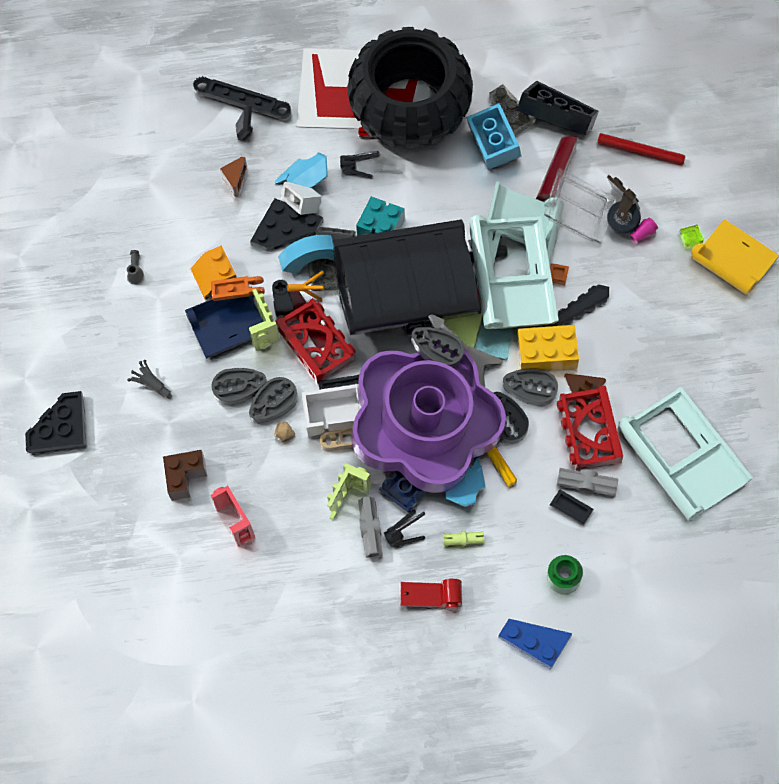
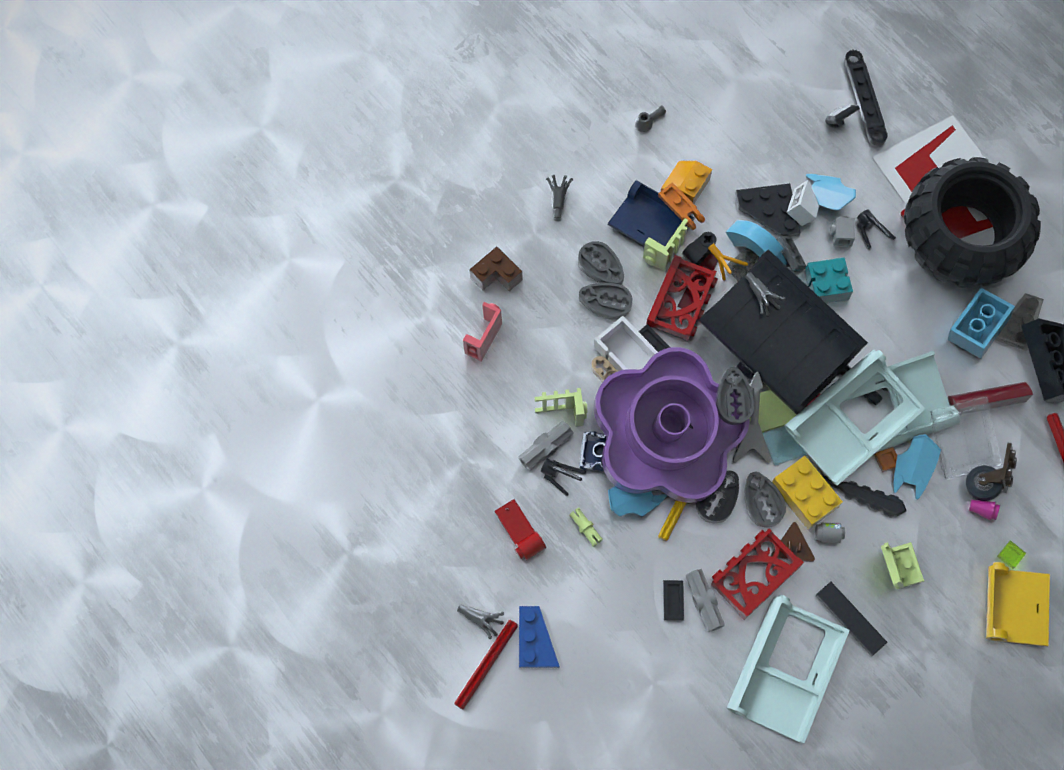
camera: 55 degrees right, 5 degrees up
(59, 426) = (475, 154): black plate -> none
(234, 174) = (788, 138): dark orange slope -> none
(283, 431) = (584, 325): tan plate -> none
(345, 185) = (843, 231): none -> light grey brick
(370, 264) = (763, 293): none -> dark grey piece
(489, 673) = (481, 618): none -> dark grey piece
(532, 694) = (486, 664): none -> red axle
(567, 564) = (607, 618): green piece -> none
(577, 254) = (917, 464): none -> medium azure shield
(591, 352) = (829, 532): none -> light grey brick
(652, 316) = (902, 565): none -> yellowish green plate
(670, 381) = (851, 618): none -> black tile

